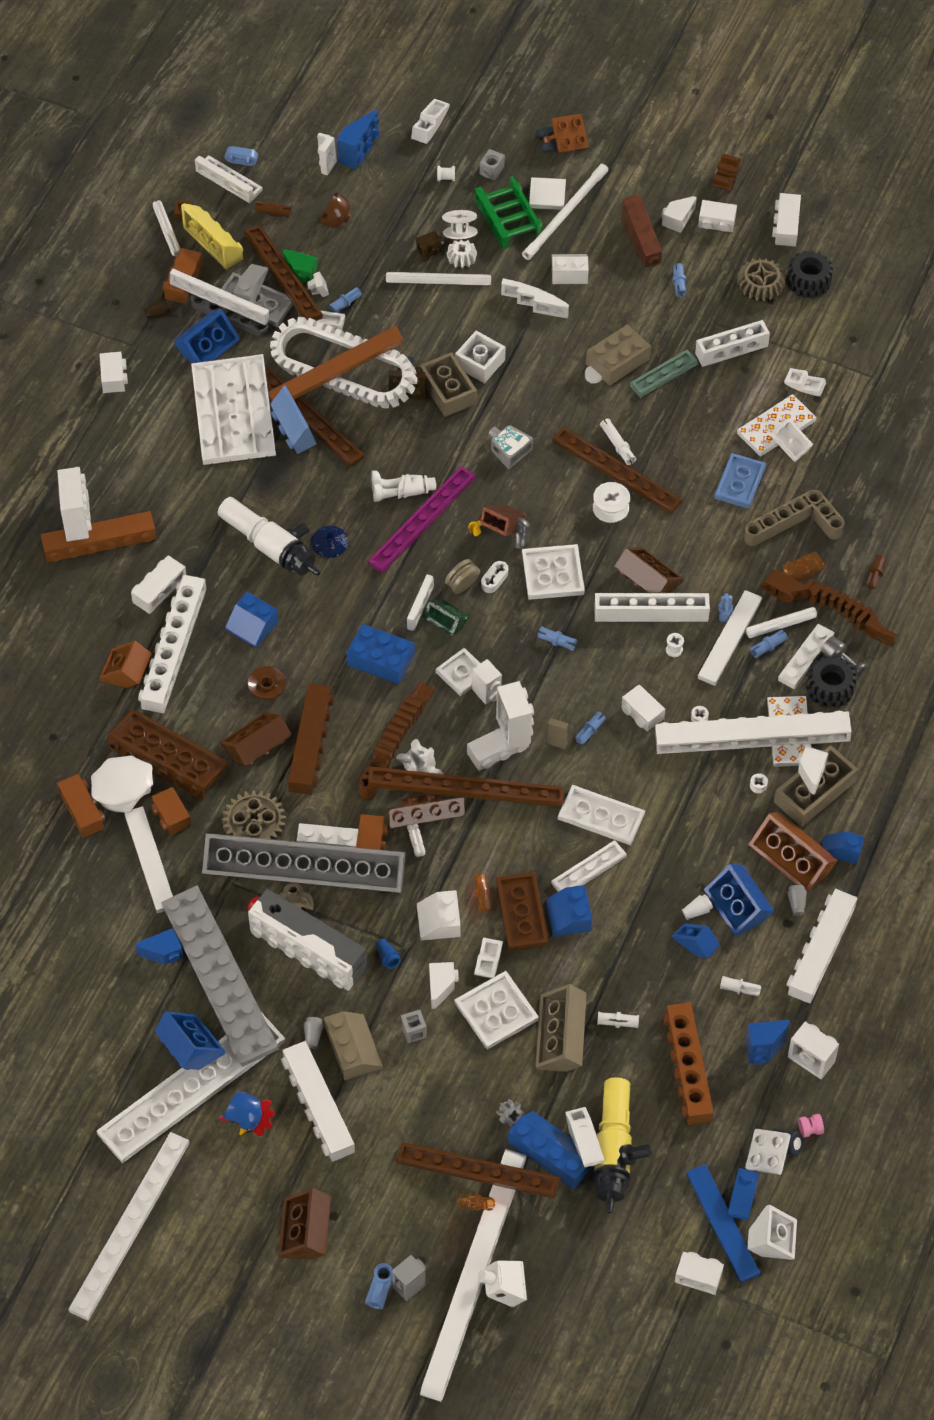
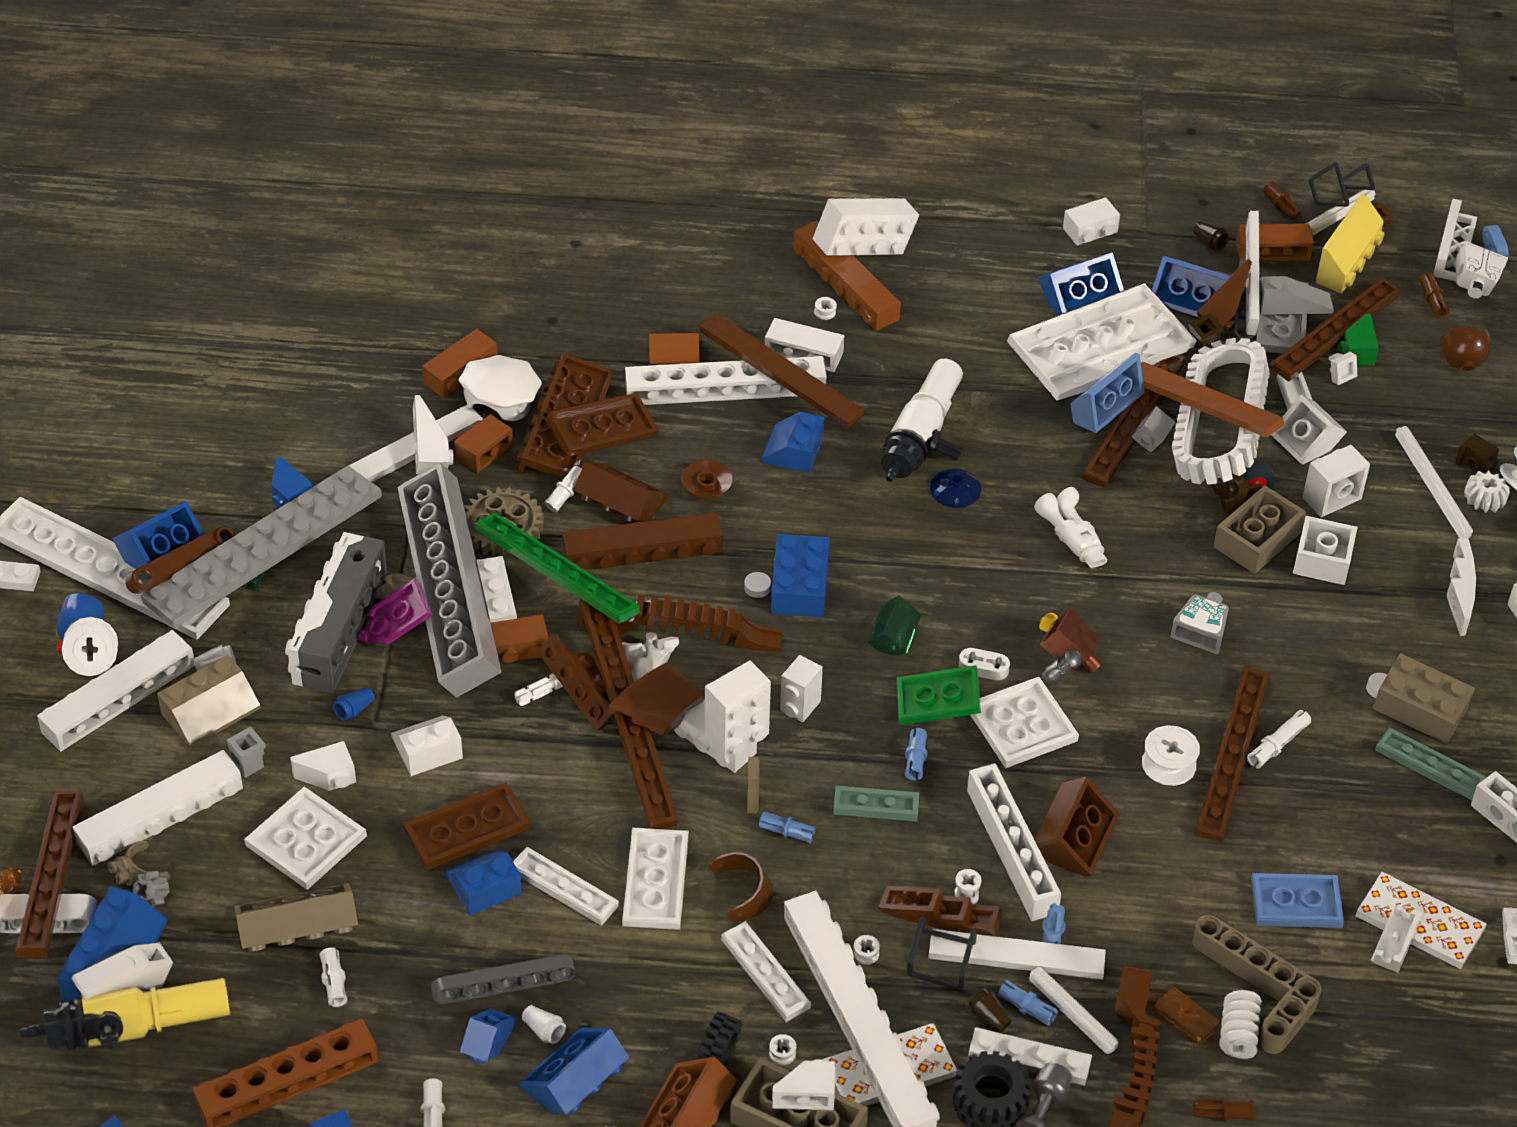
camera: 70 degrees right, 10 degrees down
(124, 557) = (825, 302): none -> white bush
(140, 256) = (1281, 199): none -> reddish brown axle
(157, 203) = (1341, 181): none -> black piece
(158, 843) = (429, 439): none -> white slope
(174, 400) = (1081, 283): none -> blue slope
(189, 603) = (782, 371): none -> reddish brown tile
(190, 729) = (602, 424): none -> reddish brown plate
(210, 1023) = (172, 562): none -> reddish brown piece
(238, 321) = (1226, 299): none -> reddish brown slope
(239, 771) = (563, 491): none -> white axle
(260, 345) = (1205, 331): none -> dark brown brick
(265, 175) = (1478, 269): none -> white torso
(283, 1103) = (76, 652): none -> white piece
(325, 900) = (396, 615): none -> magenta tile
(331, 790) = (557, 568): none -> green tile
(333, 409) = (1153, 429): none -> light grey brick
(345, 300) = (1336, 400): medium blue axle -> none
(367, 322) = (1308, 430): none -> white slope
(373, 683) = (757, 585): none -> white tile
(420, 602) = (916, 594): white tile -> none
(421, 519) = (1038, 567): magenta tile -> none
(425, 327) = (1336, 480): none -> white brick
(438, 1095) = (157, 807): none -> white brick
(458, 671) = (834, 665): white tile -> none
(462, 576) = (958, 622): dark tan head -> none
(470, 763) = (658, 699): none -> reddish brown slope
(482, 892) = (481, 777): clear orange axle -> none
(483, 1126) = (126, 870): none -> dark tan helmet
(488, 958) = (376, 812): white slope -> none
(515, 609) = (938, 695): none -> green tile
(589, 673) = (876, 803): none -> sand green plate
(630, 751) = (764, 893): none -> reddish brown piece
(643, 708) = (844, 877): white brick -> none
(655, 924) = (515, 977): none -> dark grey beam
(685, 665) = (940, 911): none -> reddish brown slope
(695, 775) = (766, 971): none -> white tile
(705, 671) = (922, 928): none -> black piece
(749, 811) = (720, 1038): none -> black tyre
(766, 665) = (990, 1010): none -> dark brown cone
(823, 541) = (1240, 1024): none -> white piece

